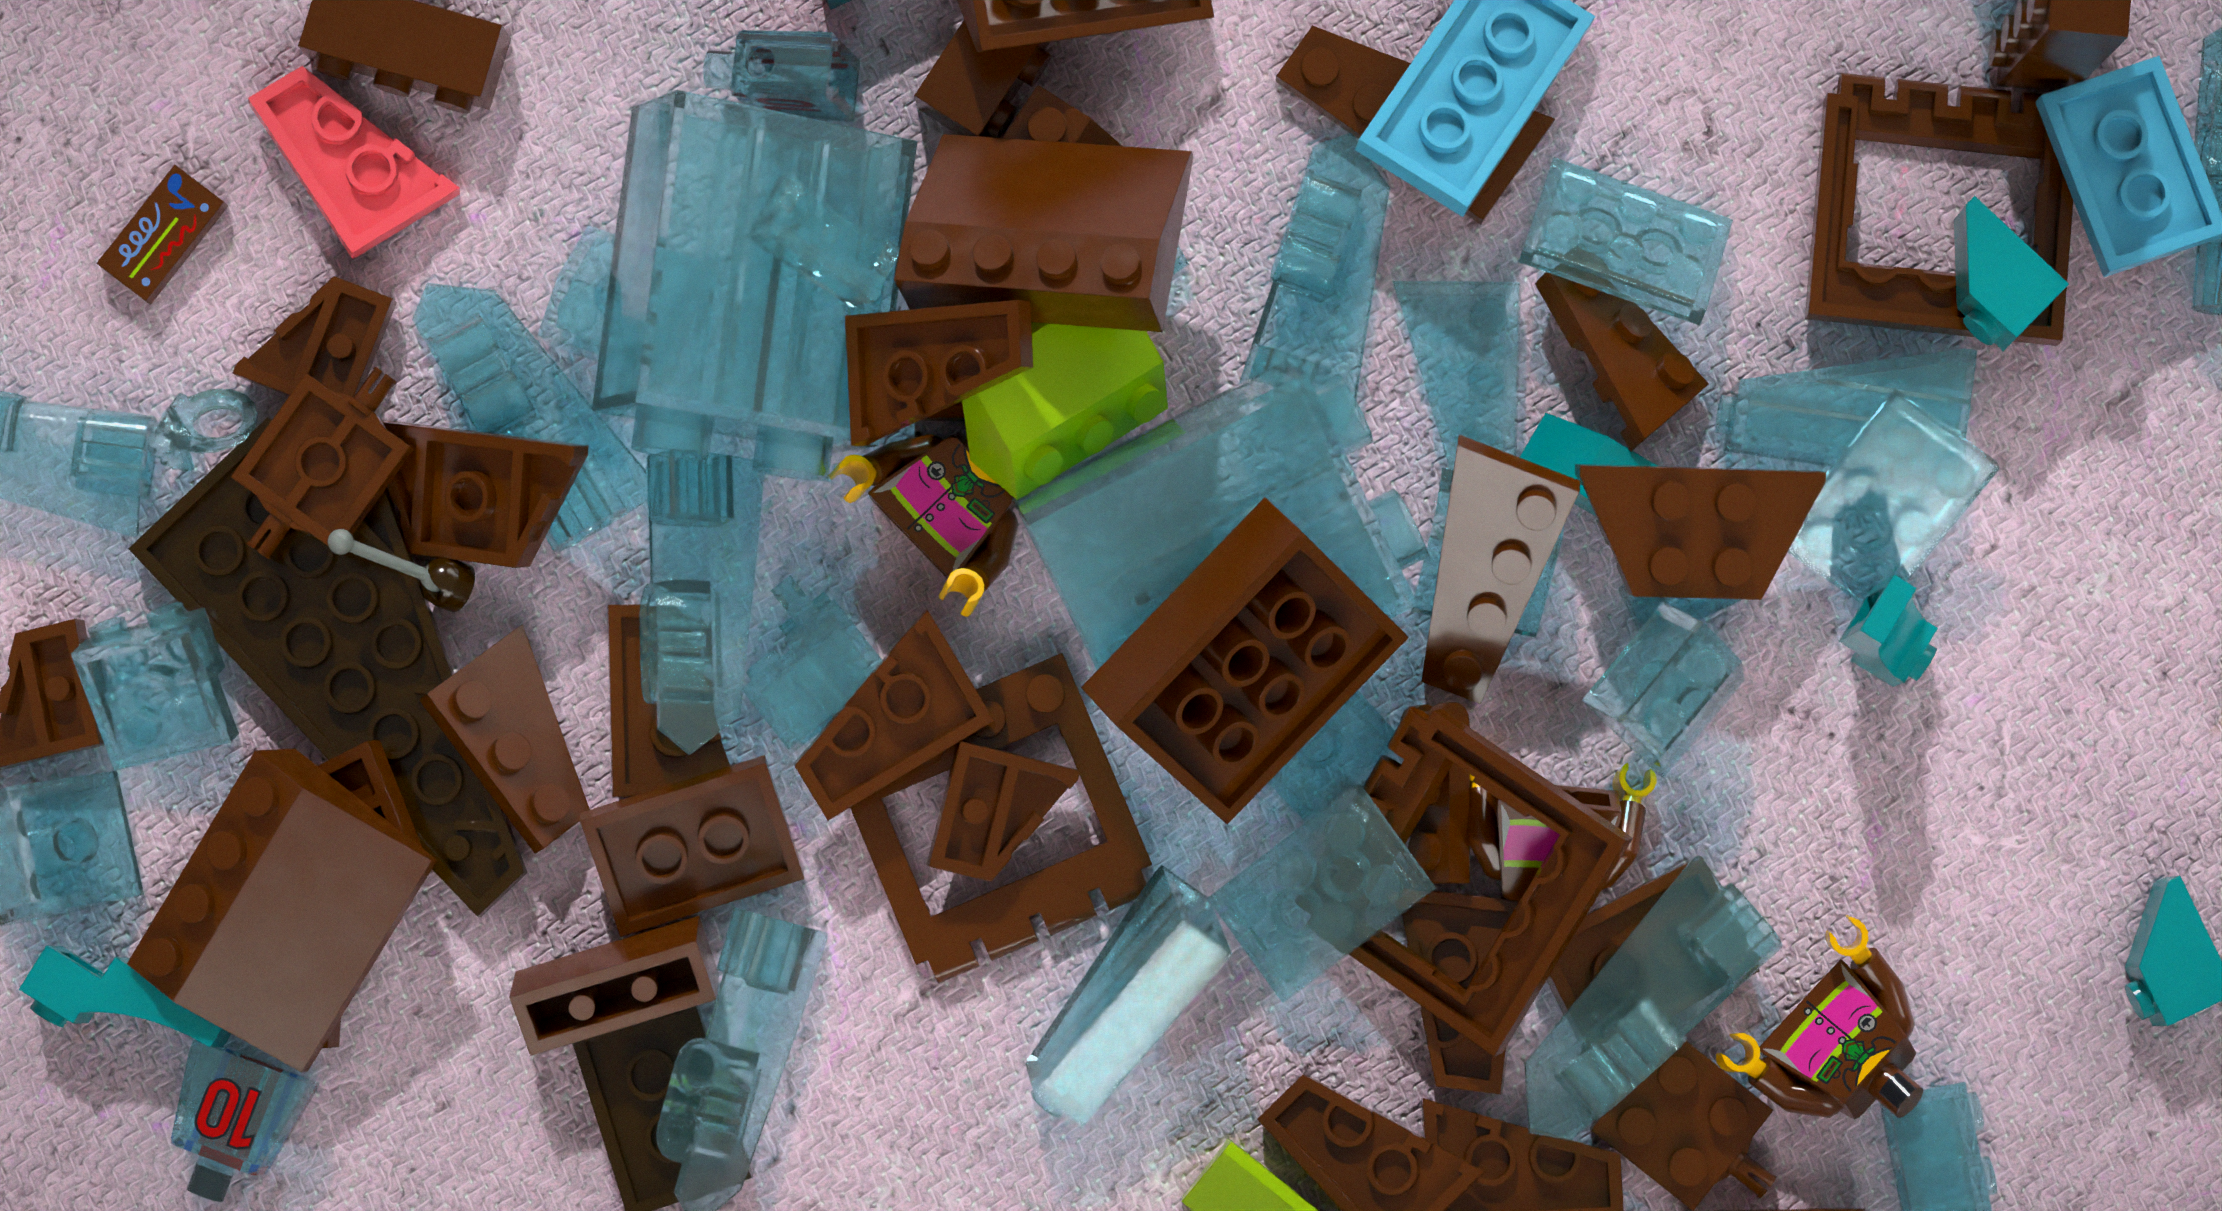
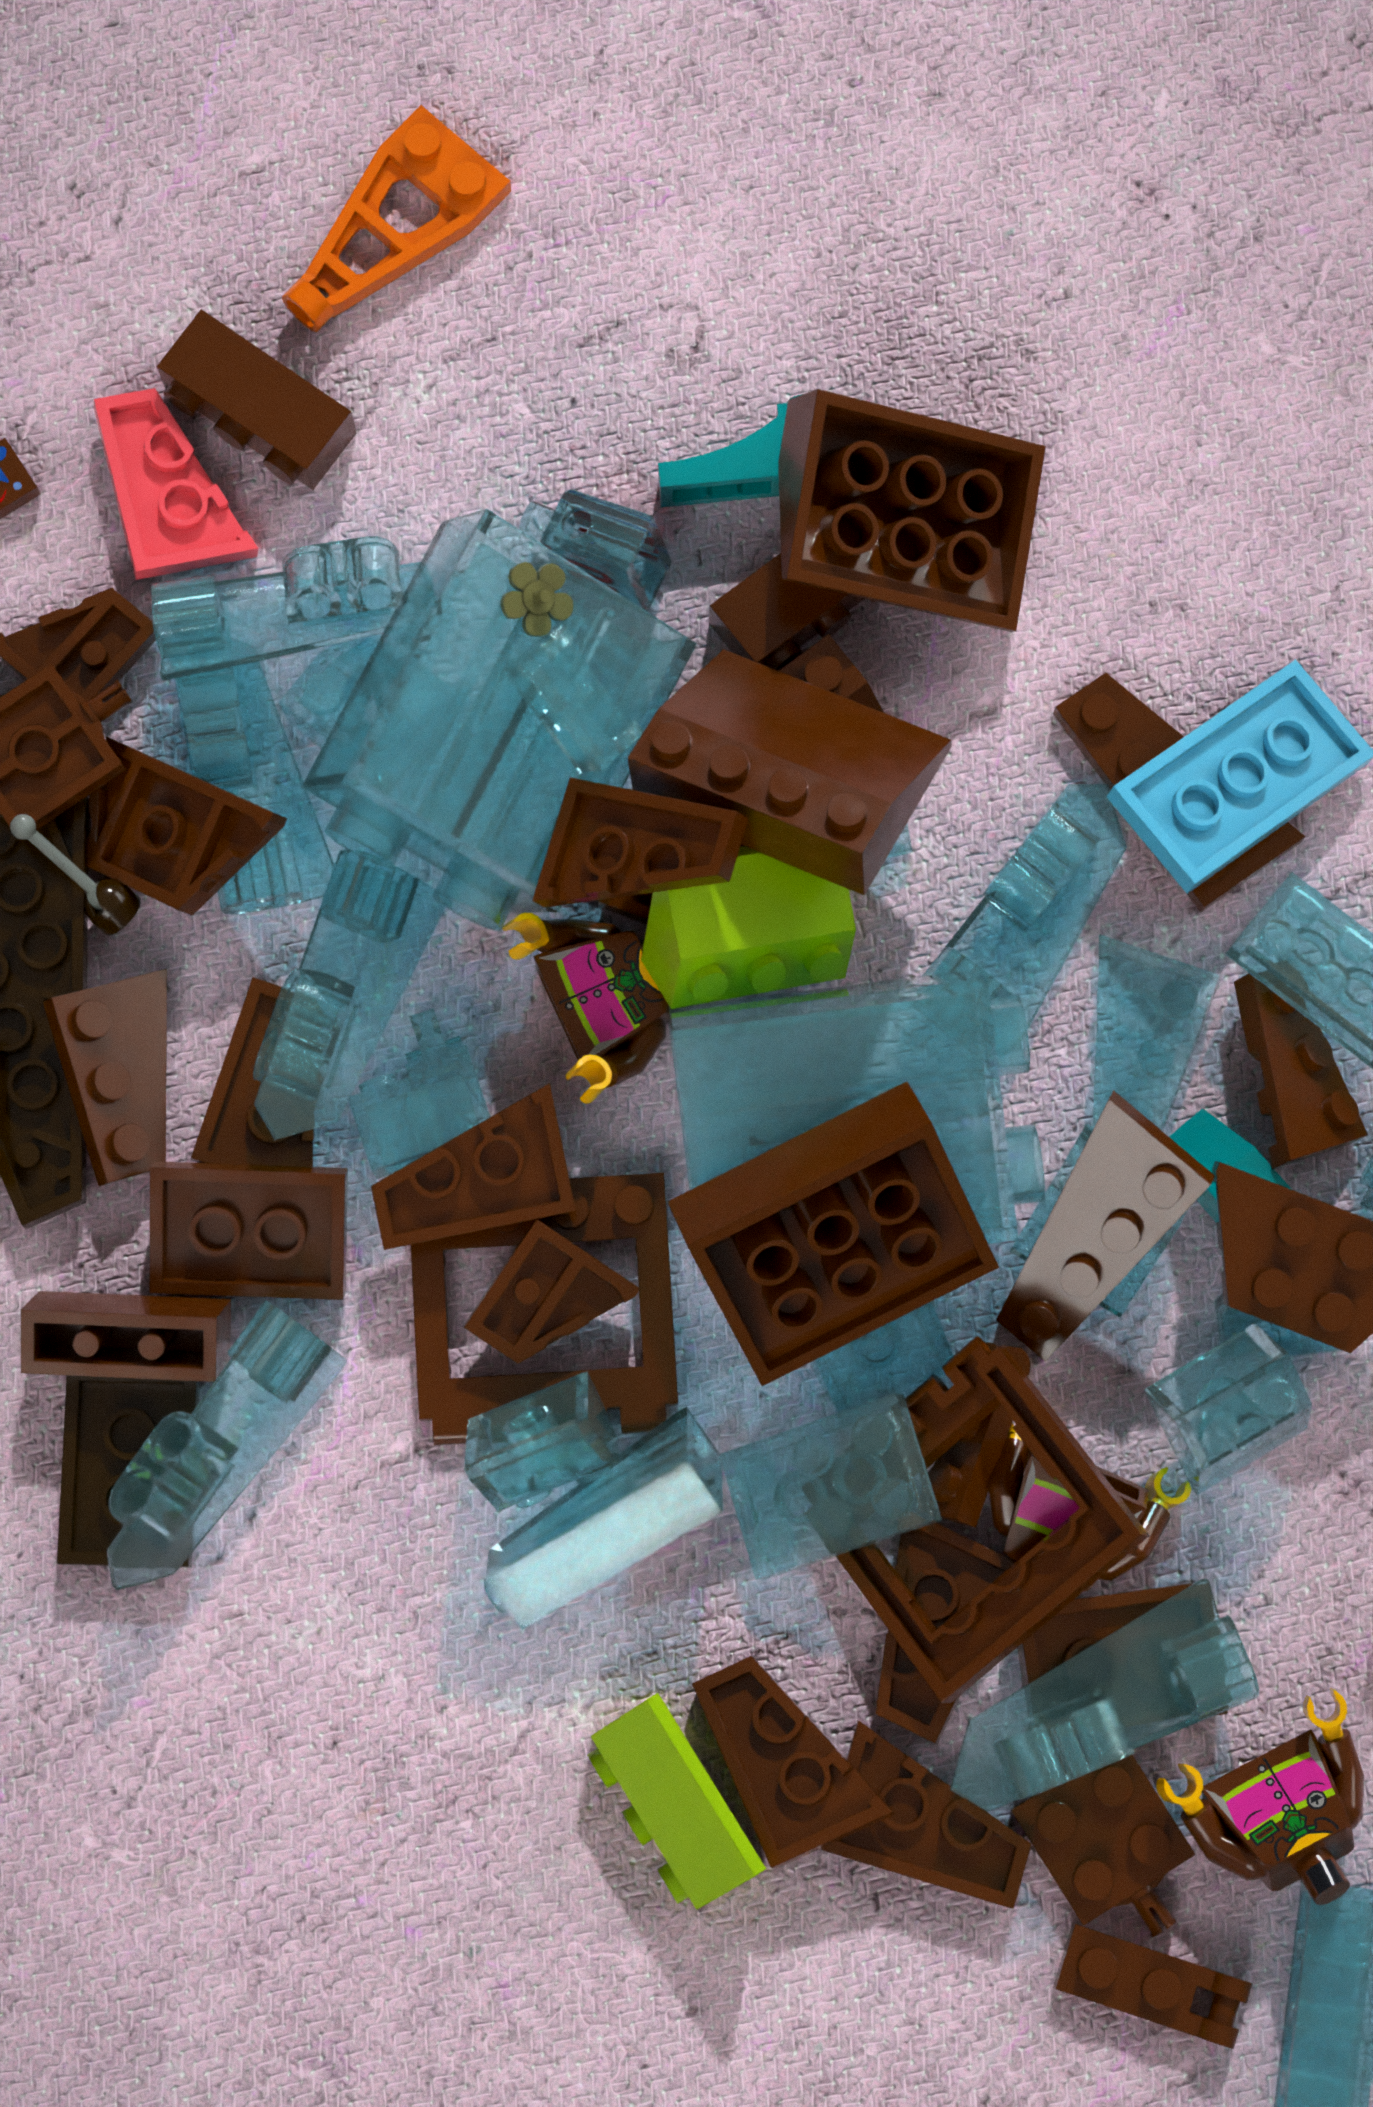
camera: 15 degrees right, 5 degrees down
(534, 223) = (318, 600): none -> clear light blue panel
(753, 158) = (536, 597): none -> olive plant
(1038, 948) = (540, 1444): none -> clear light blue slope

